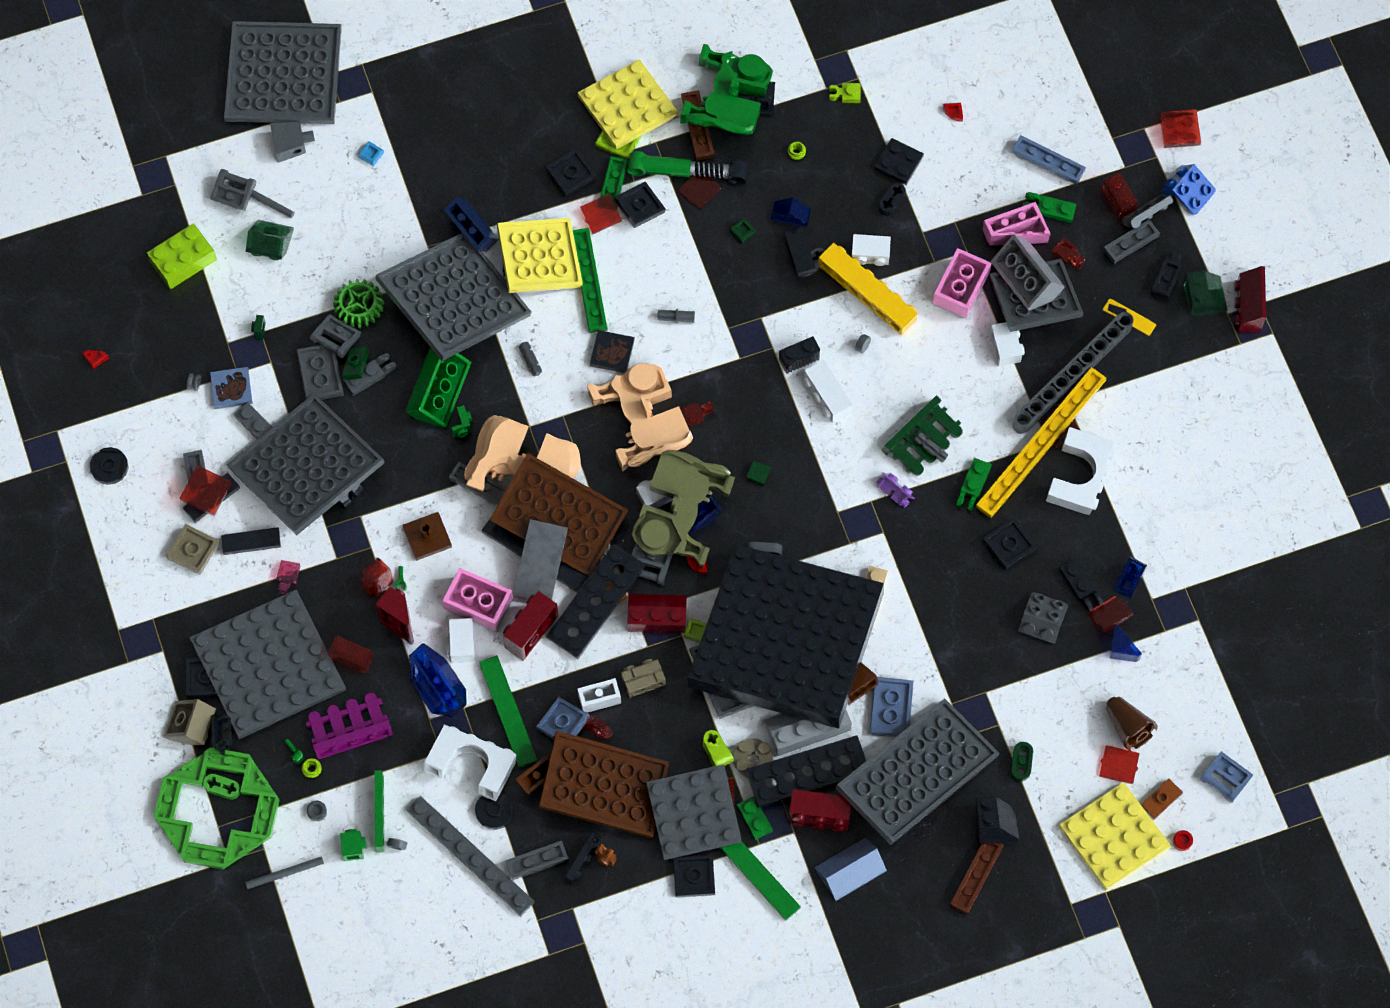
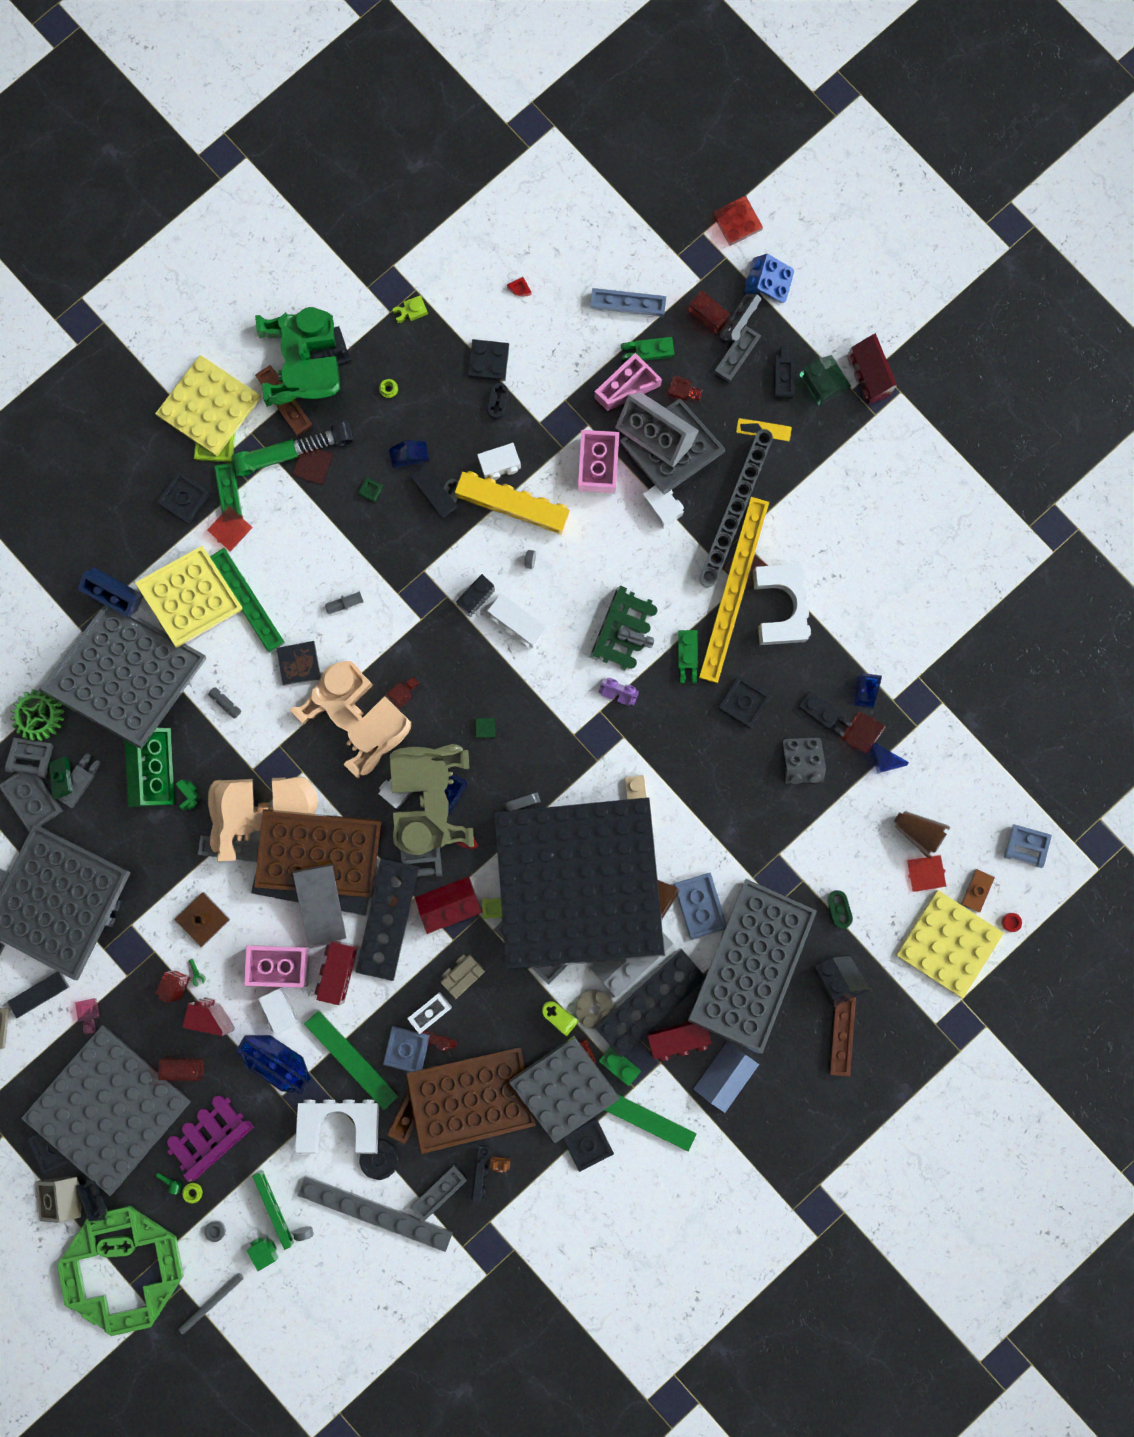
camera: 25 degrees left, 15 degrees up
(639, 204) = (263, 504): black plate -> none

